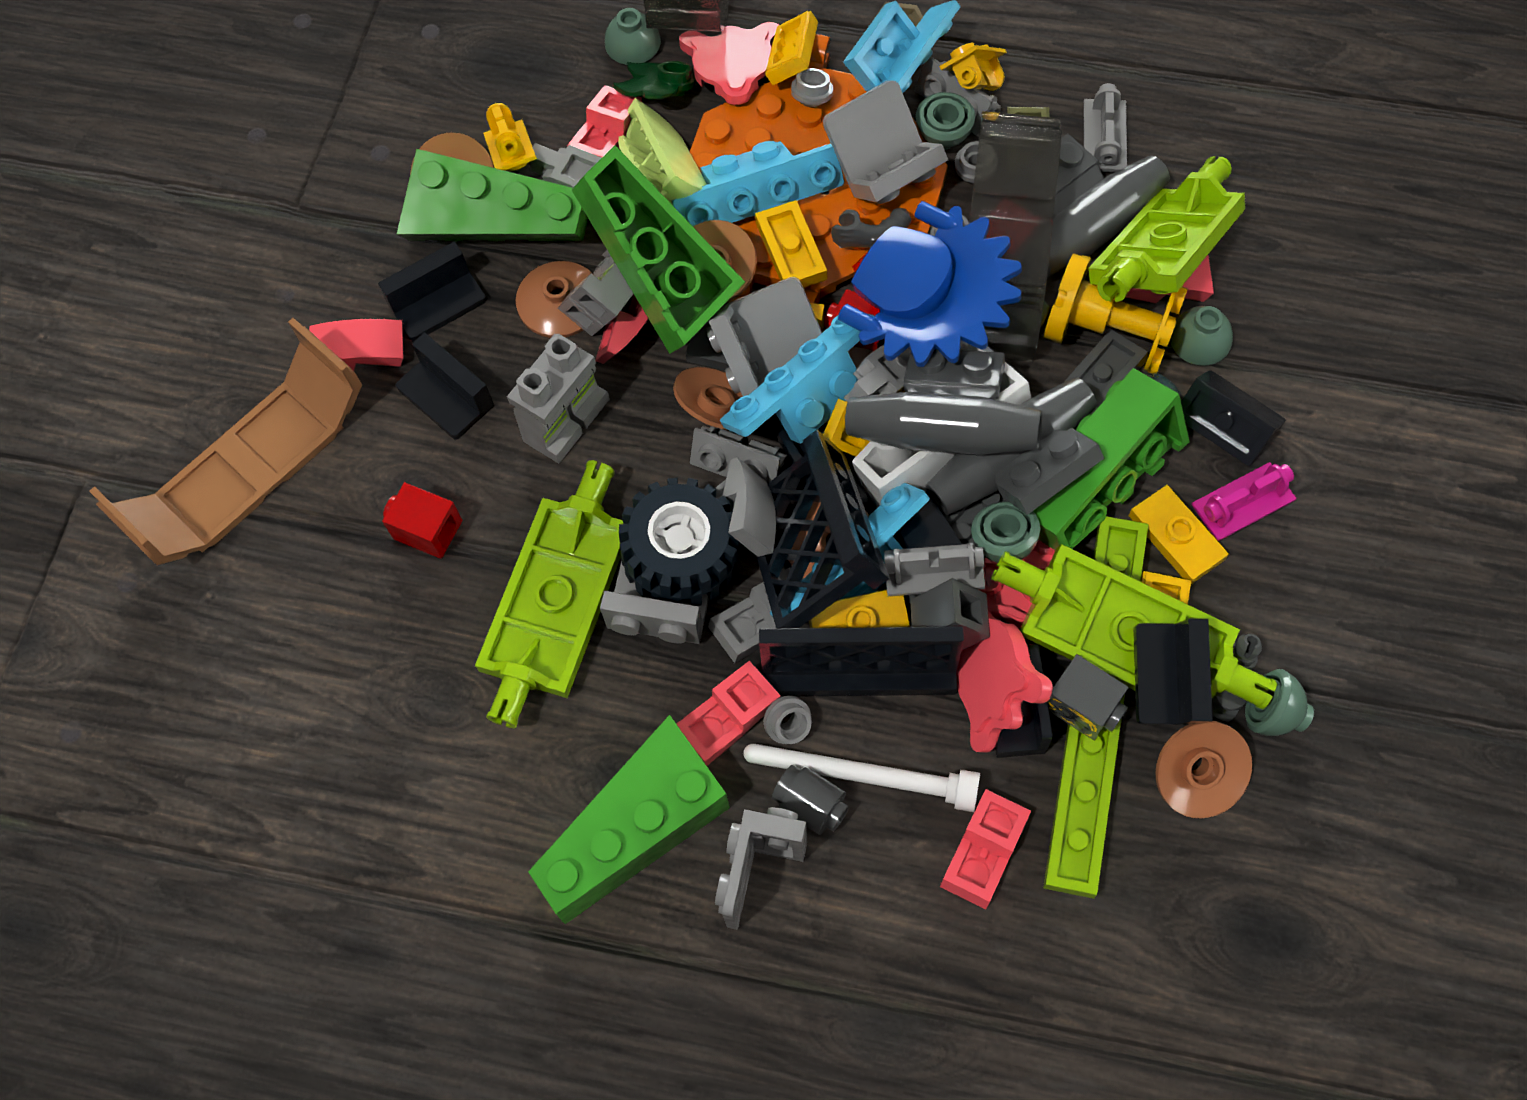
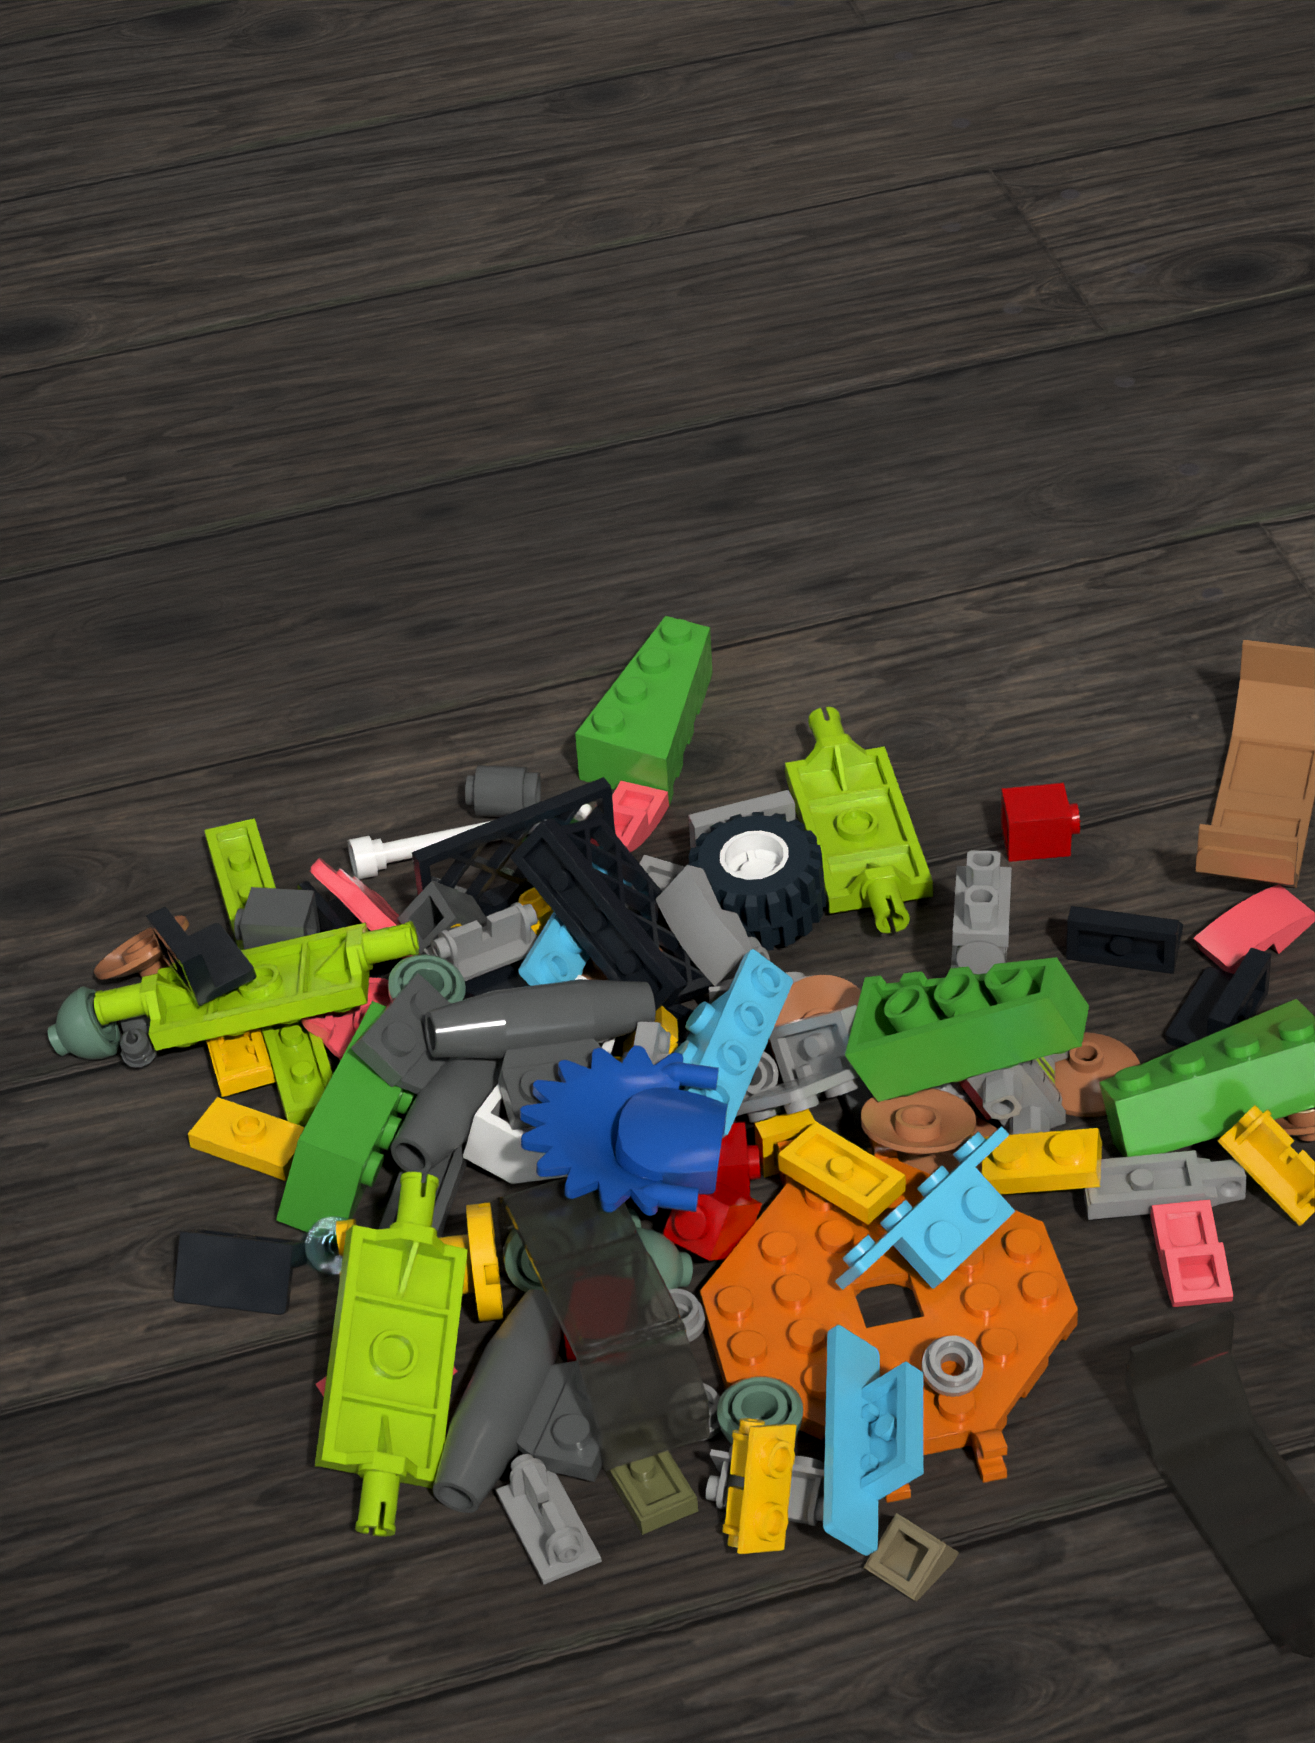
camera: 150 degrees right, 25 degrees down
(629, 38) = (1265, 1372): sand green brick -> none
(657, 80) = (1164, 1306): dark green plate -> none
(660, 153) = (1071, 1209): yellowish green brick -> none
(730, 60) = (1083, 1392): coral tile -> none
(771, 834) = (515, 718): light grey bracket -> none
(791, 47) = (1017, 1405): yellow plate -> none
(860, 235) = (776, 1219): dark grey piece -> none
(880, 144) = (790, 1301): light grey bracket -> none
(985, 849) = (323, 830): coral slope -> none
(1202, 335) = (303, 1339): sand green brick -> none
(1246, 500) = (192, 1192): dark pink hinge -> none

